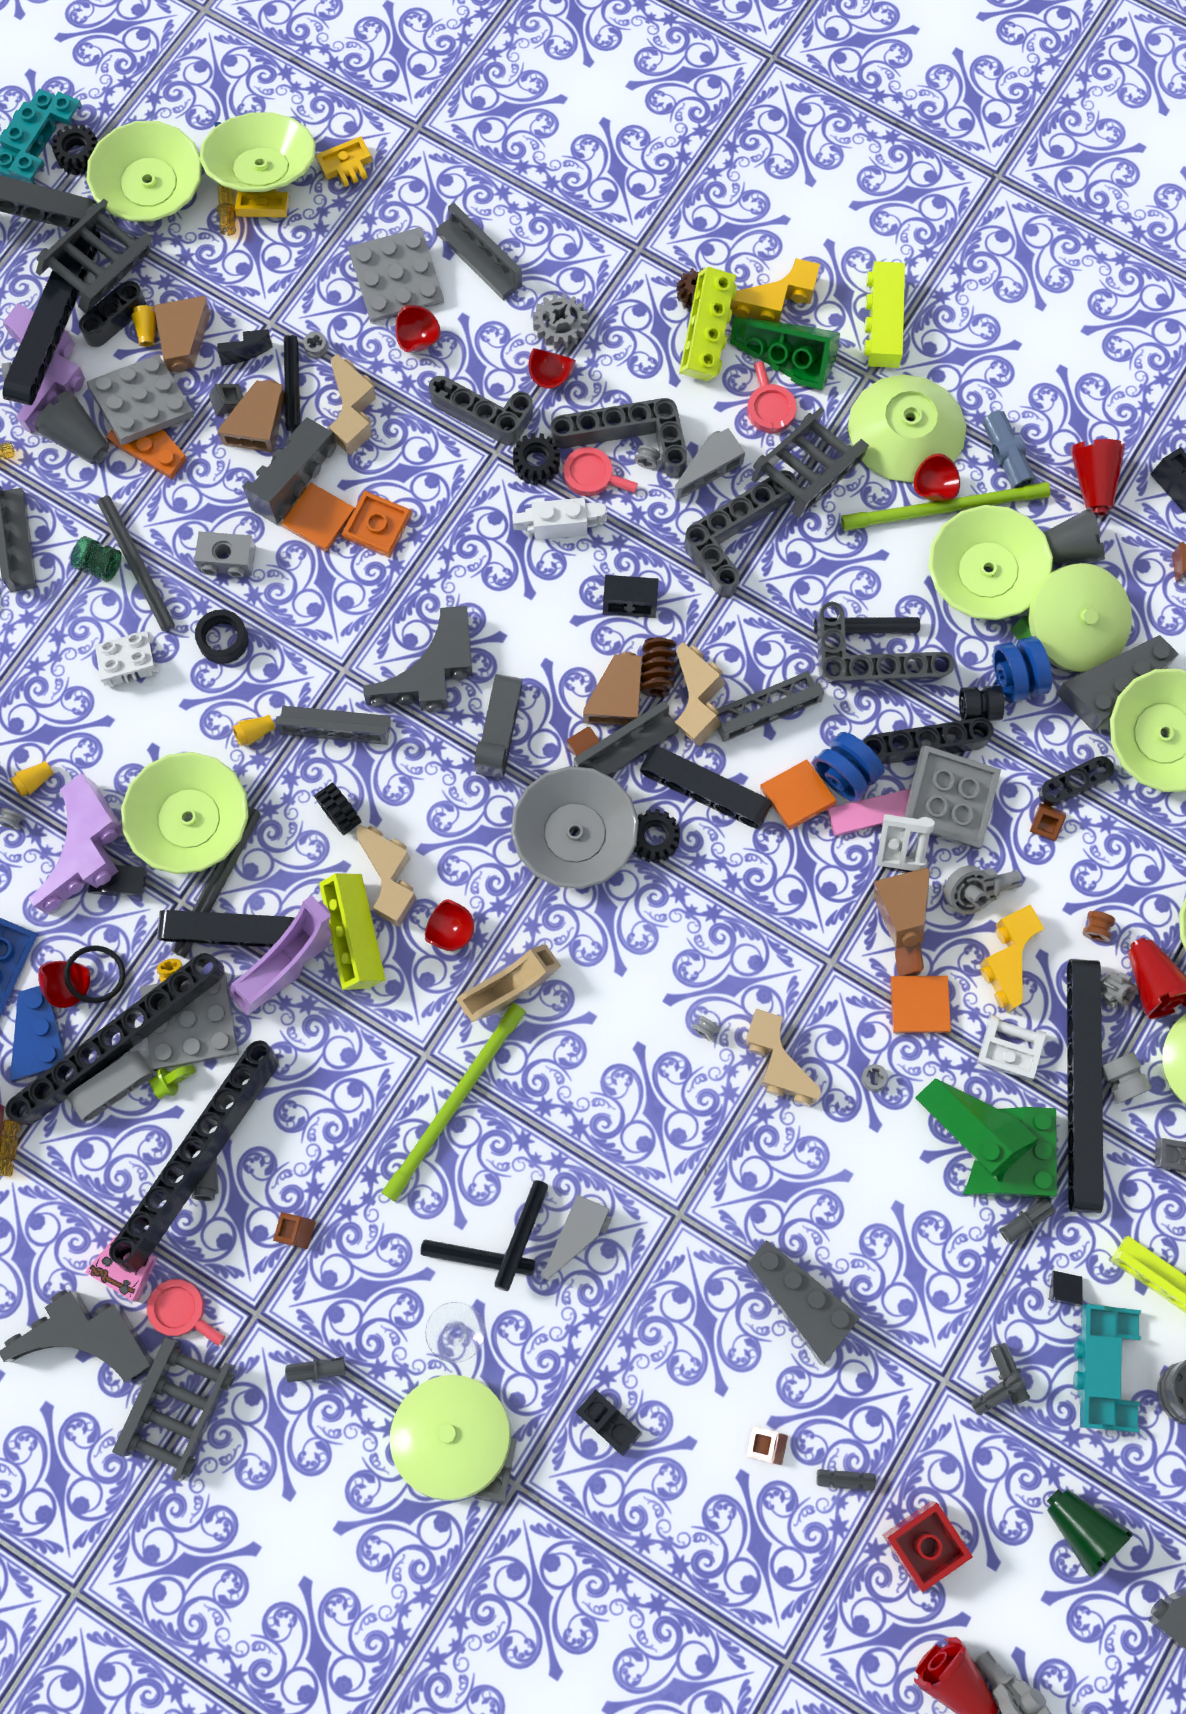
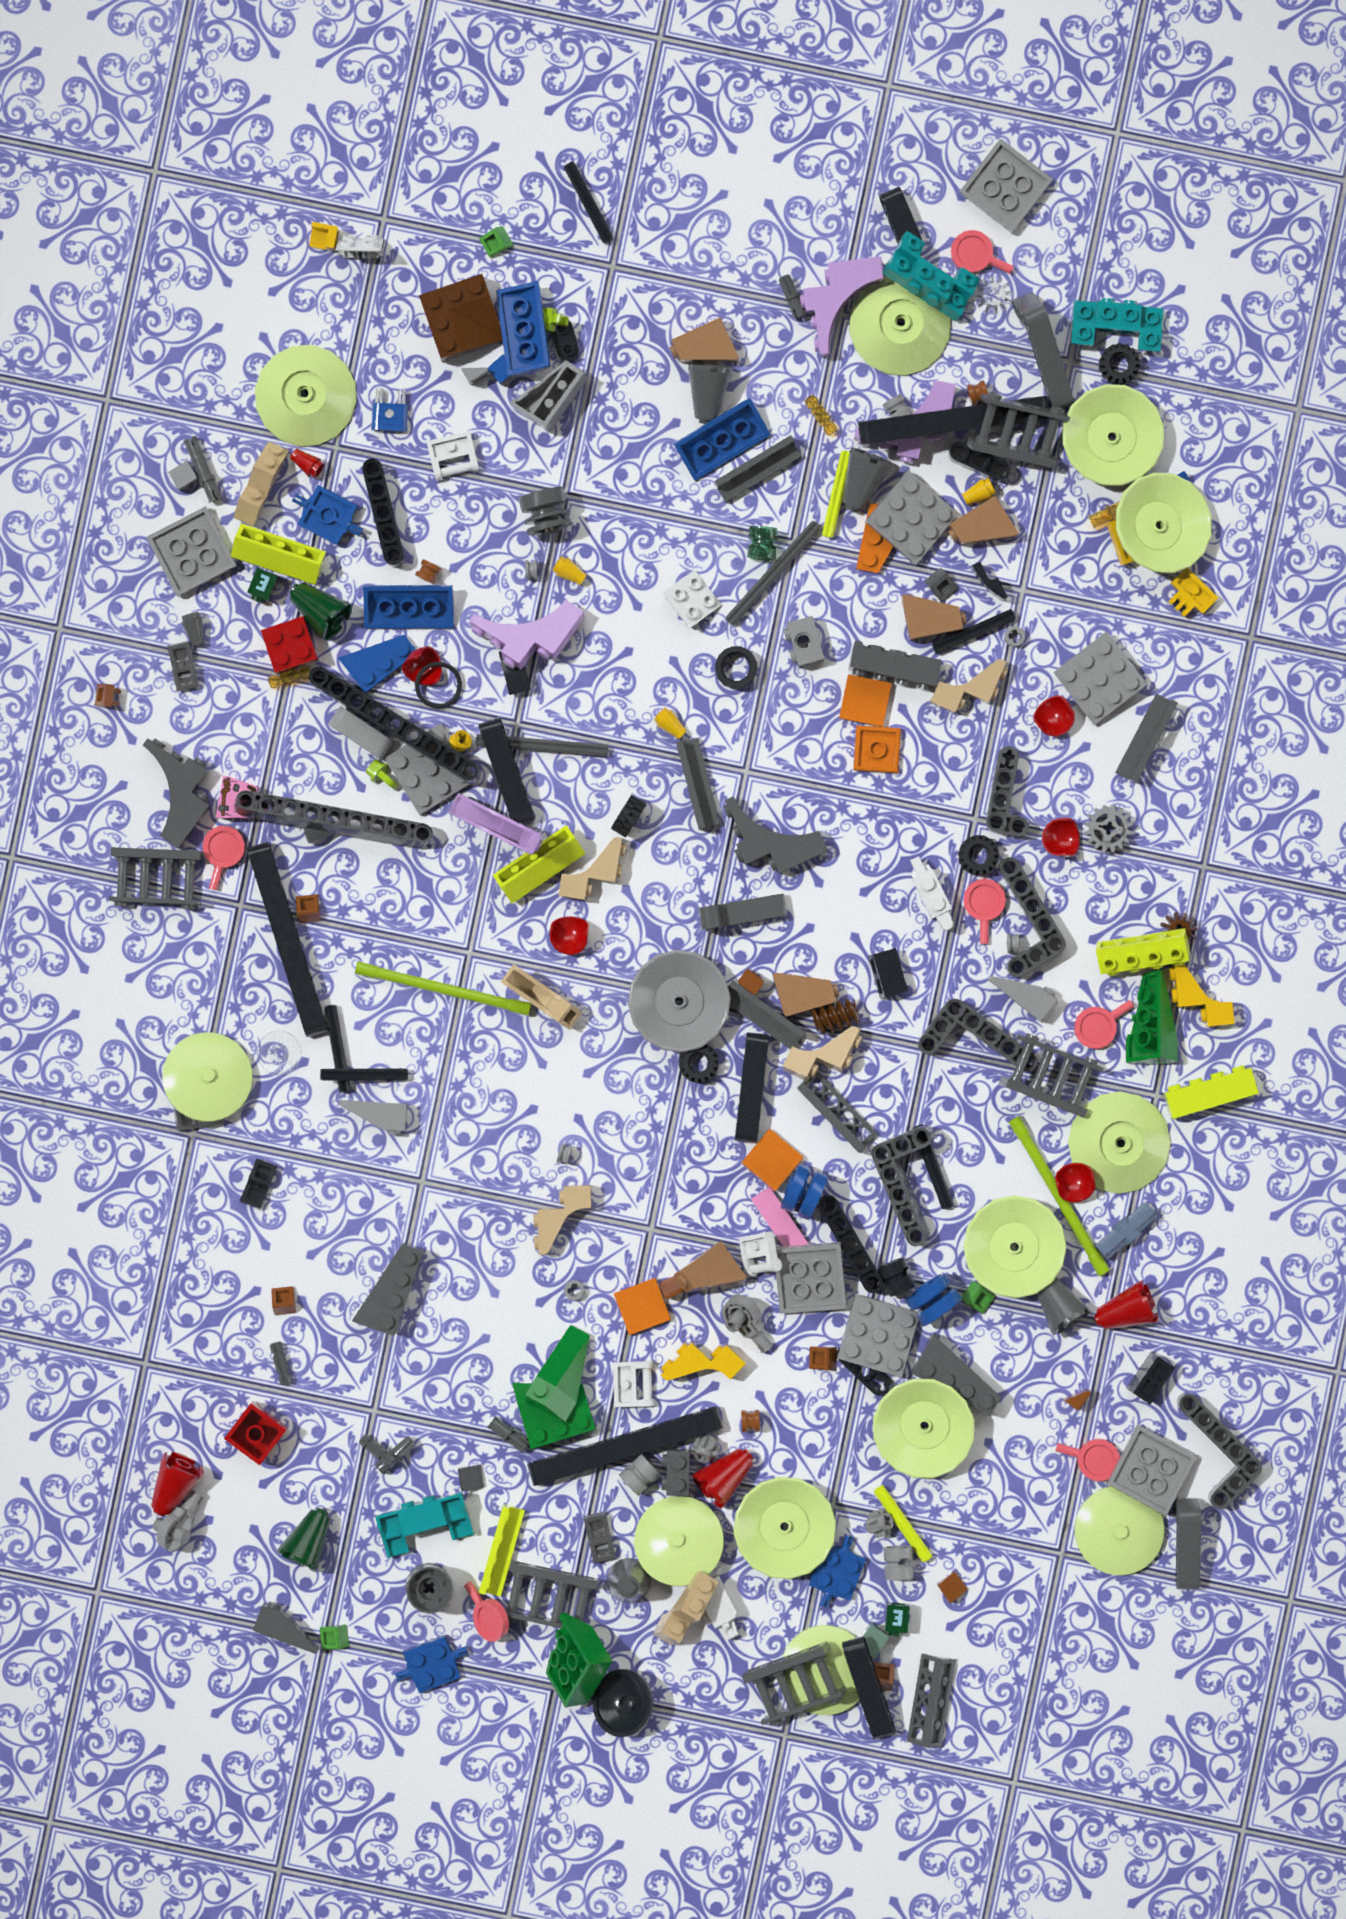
camera: 75 degrees right, 15 degrees up
(37, 285) = (975, 391): none -> dark orange wheel
(81, 468) = (836, 496): none -> neon yellow axle
(167, 793) = (575, 679): yellowish green dish -> none
(315, 1369) = (218, 964): dark grey axle -> none
(320, 1269) = (287, 939): none -> black beam
(1043, 749) = (878, 1336): none -> light grey plate
(1080, 617) = (995, 1331): yellowish green dish -> none
(1136, 1032) = (677, 1472): none -> dark grey brick

